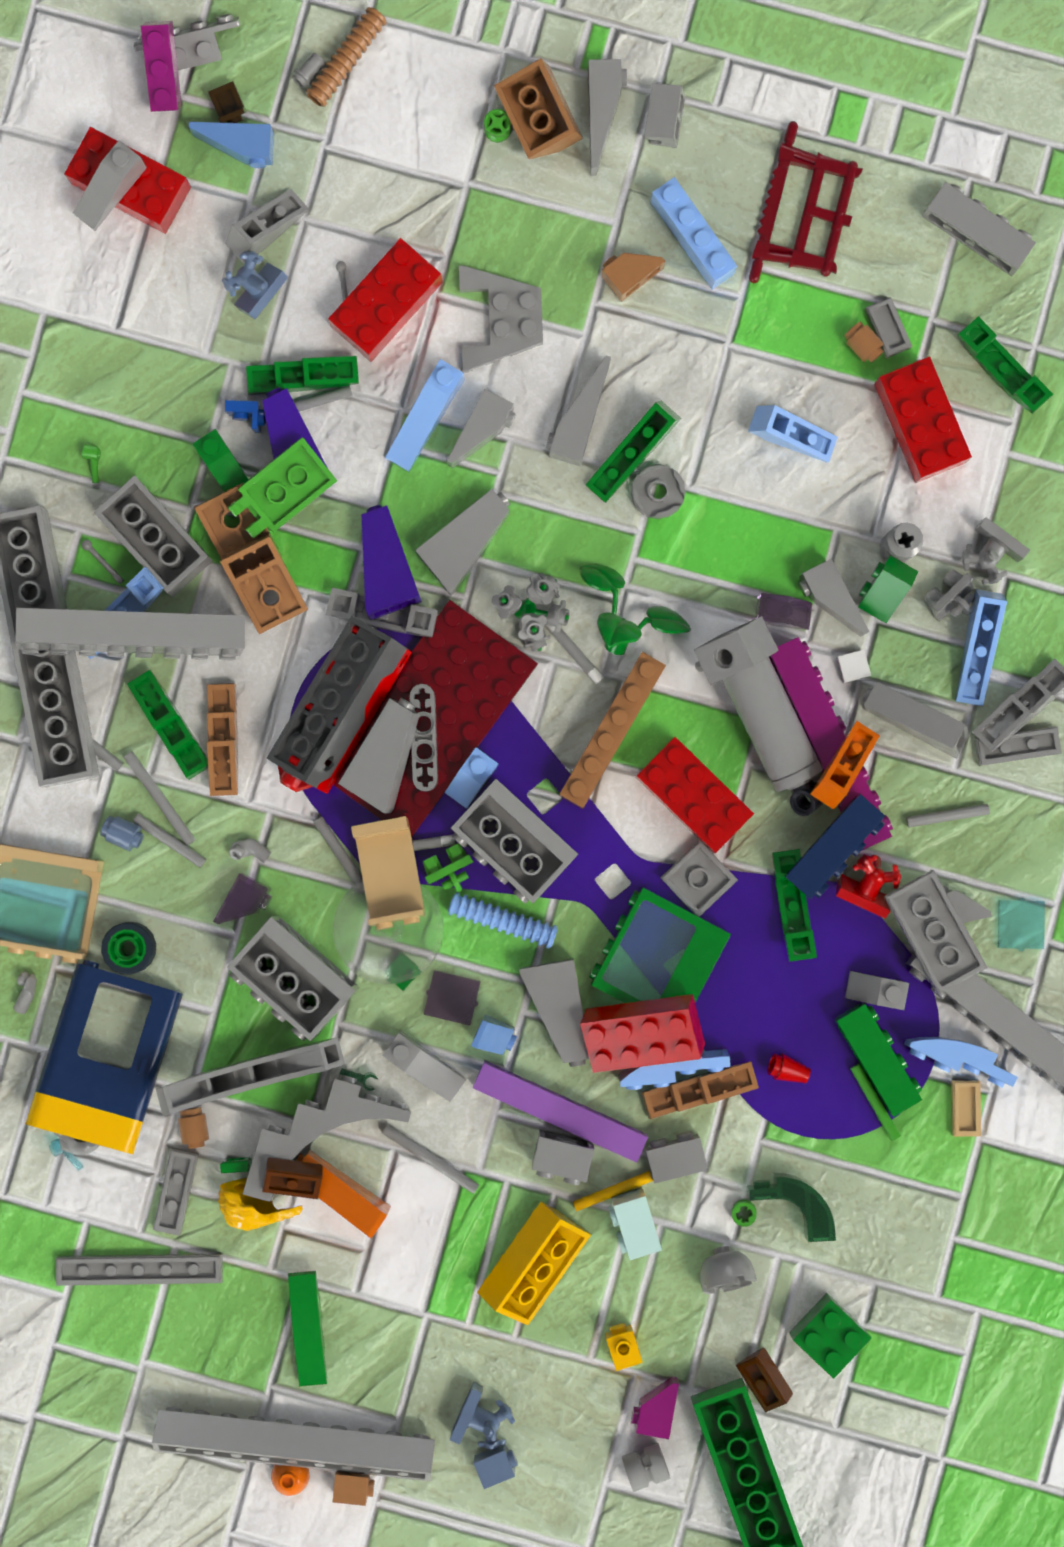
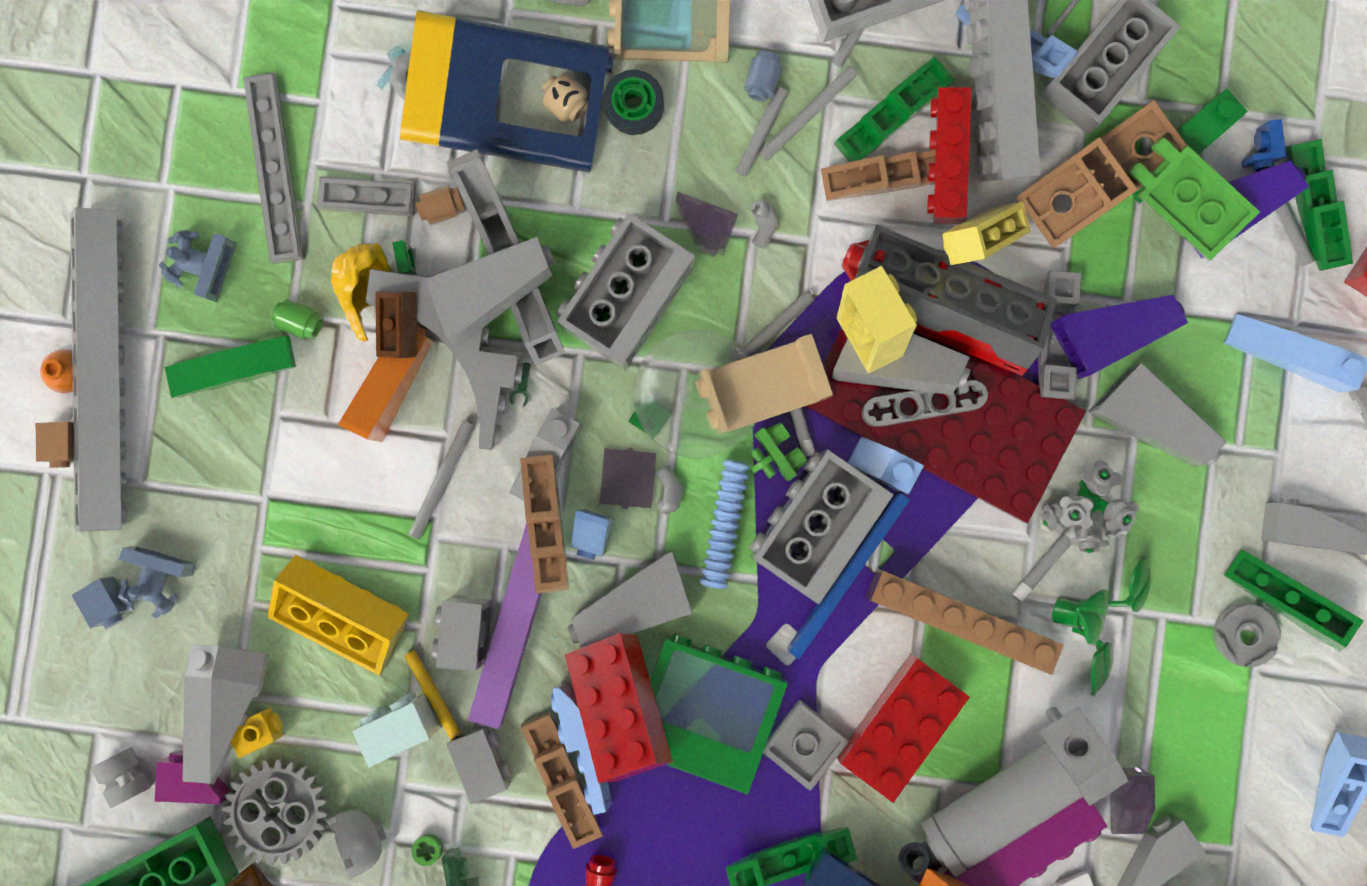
camera: 80 degrees right, 0 degrees up
(115, 1006) = (565, 97): none -> tan head
(216, 684) = (951, 149): none -> red brick
(217, 1336) = (209, 265): none -> sand blue piece
(273, 1098) = (487, 287): none -> light grey slope
(275, 1265) = (297, 319): none -> bright green brick
(287, 666) = (986, 233): none -> light yellow brick
(348, 776) = (876, 319): none -> light yellow brick
(468, 960) = (672, 493): none -> light grey arm
(480, 1074) = (544, 523): none -> medium nougat slope
(484, 424) = (1294, 422): light grey slope -> none
(559, 822) = (847, 576): none -> blue tile
(588, 1374) = (216, 696): none -> light grey wedge
(706, 1358) = (254, 830): none -> light grey gear

